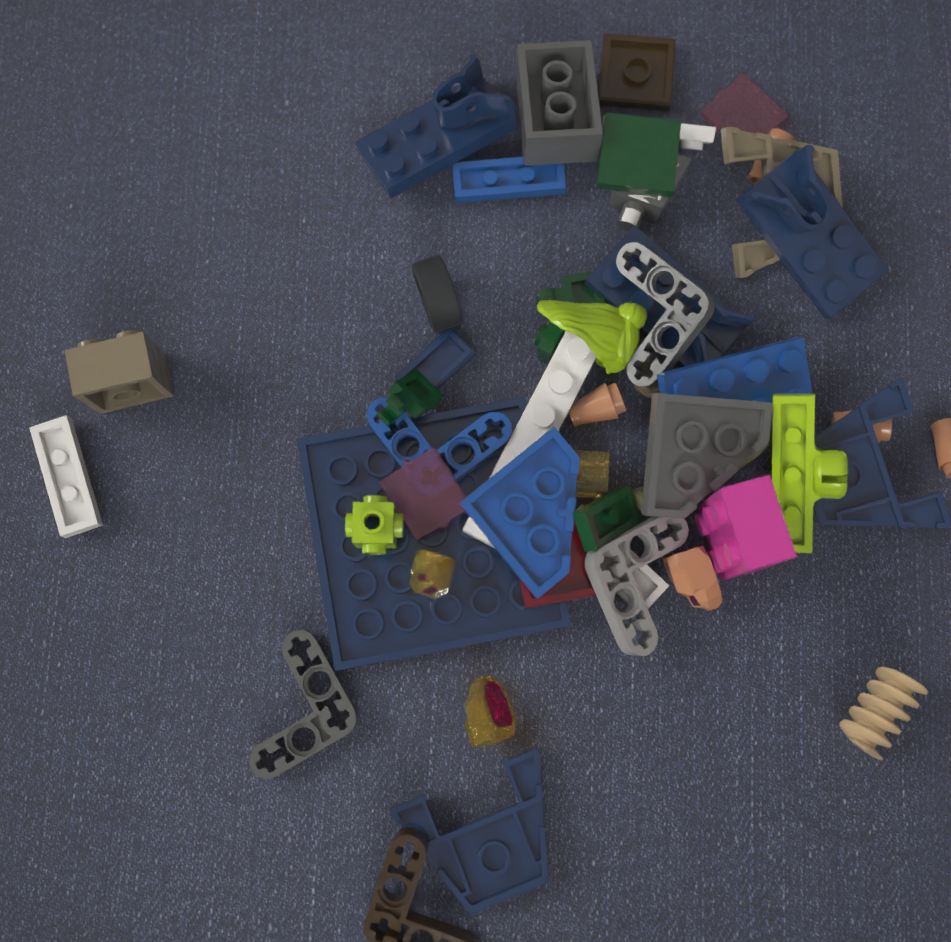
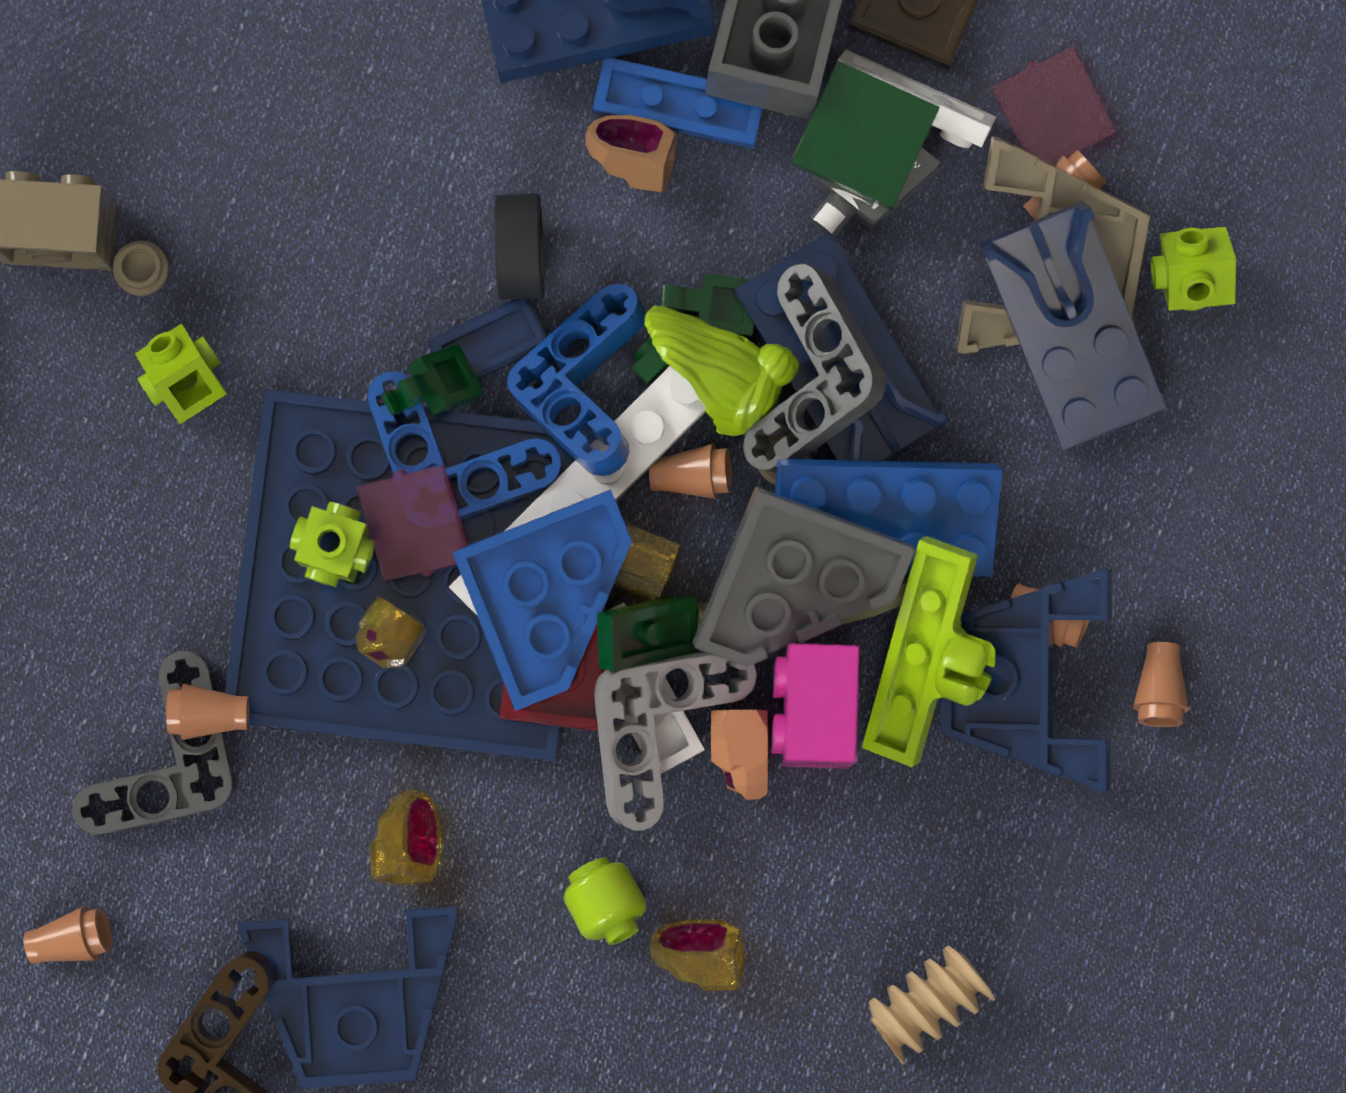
camera: 20 degrees right, 5 degrees up
(191, 387) = (140, 268): none -> dark tan plate
(236, 444) = (180, 373): none -> lime brick
(278, 856) = (73, 937): none -> nougat cone
(321, 668) = (205, 712): none -> nougat cone
(490, 213) = (634, 150): none -> medium nougat rock
(493, 368) = (561, 389): none -> blue beam
(637, 711) = (605, 901): none -> lime head
(714, 726) = (701, 953): none -> clear yellow rock
(875, 177) = (1195, 268): none -> lime brick

